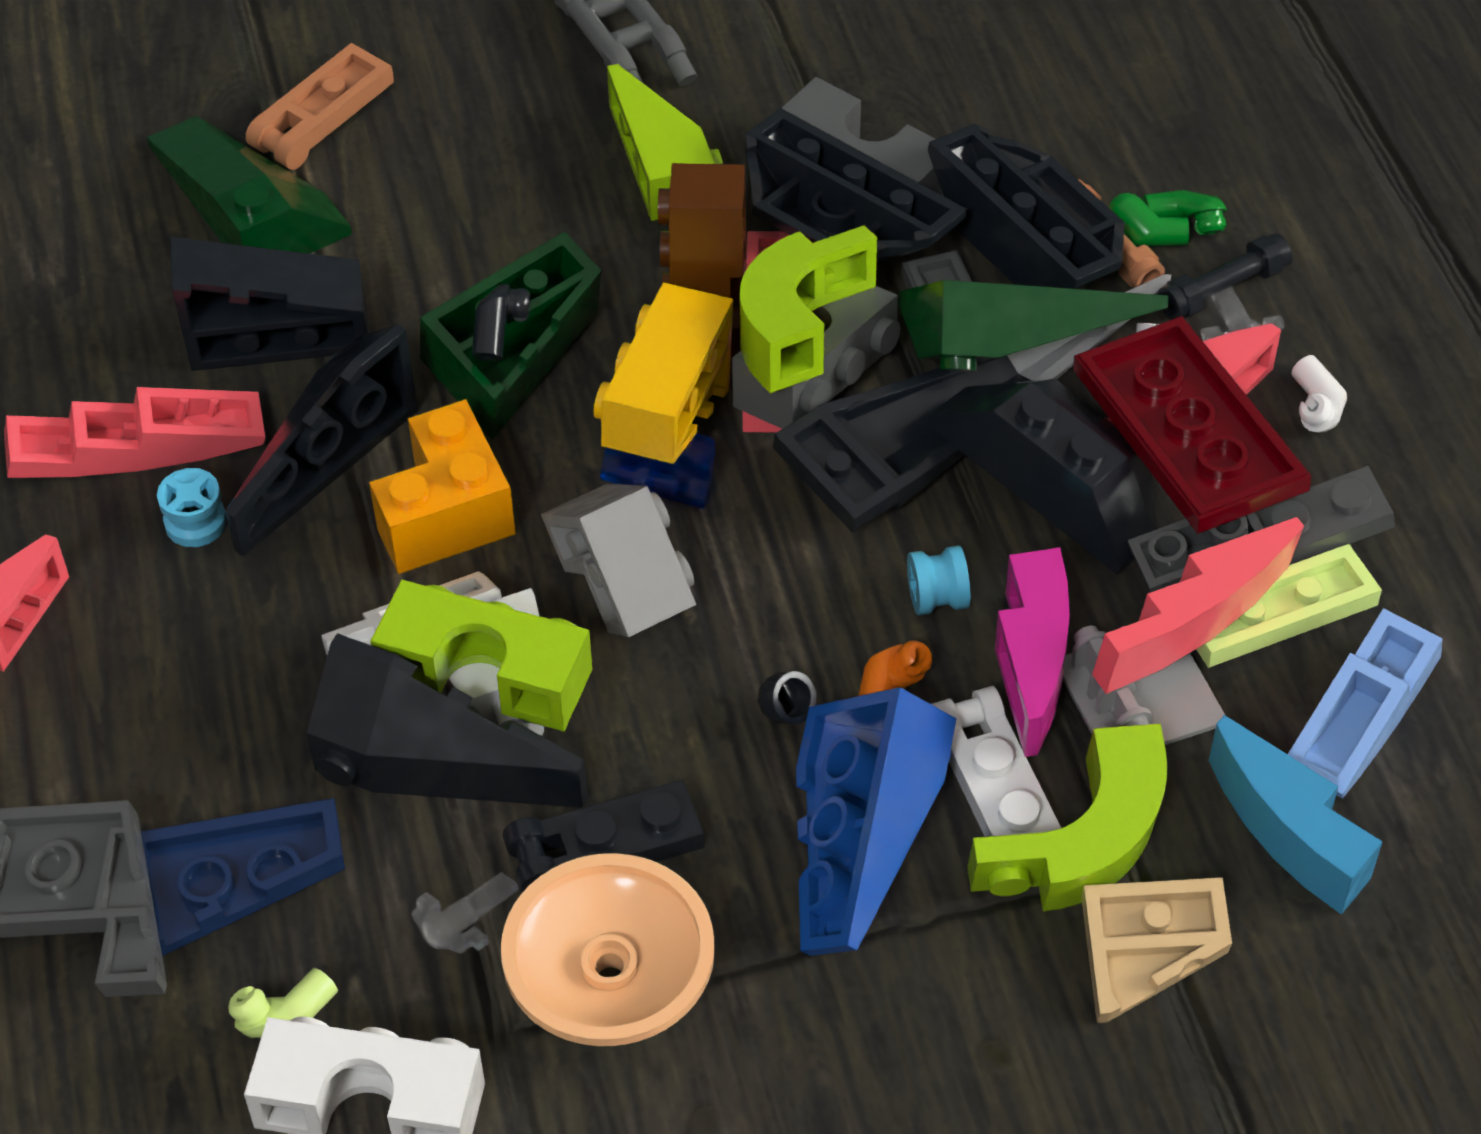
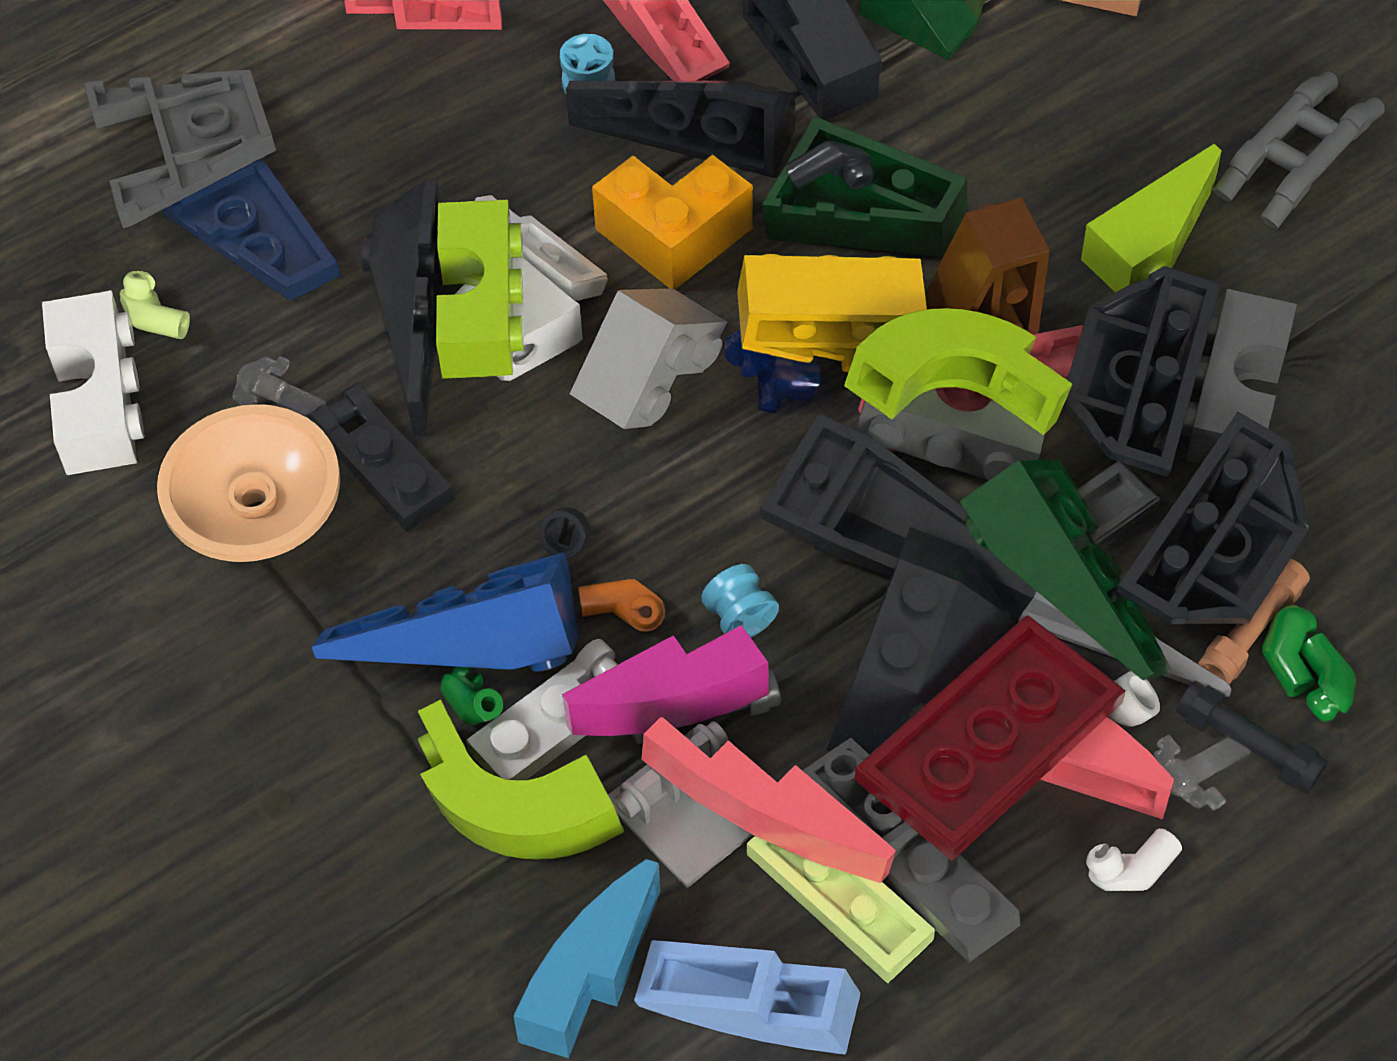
camera: 70 degrees right, 5 degrees up
(954, 841) = (462, 694): none -> green arm
(1150, 937) = (418, 882): tan wing -> none

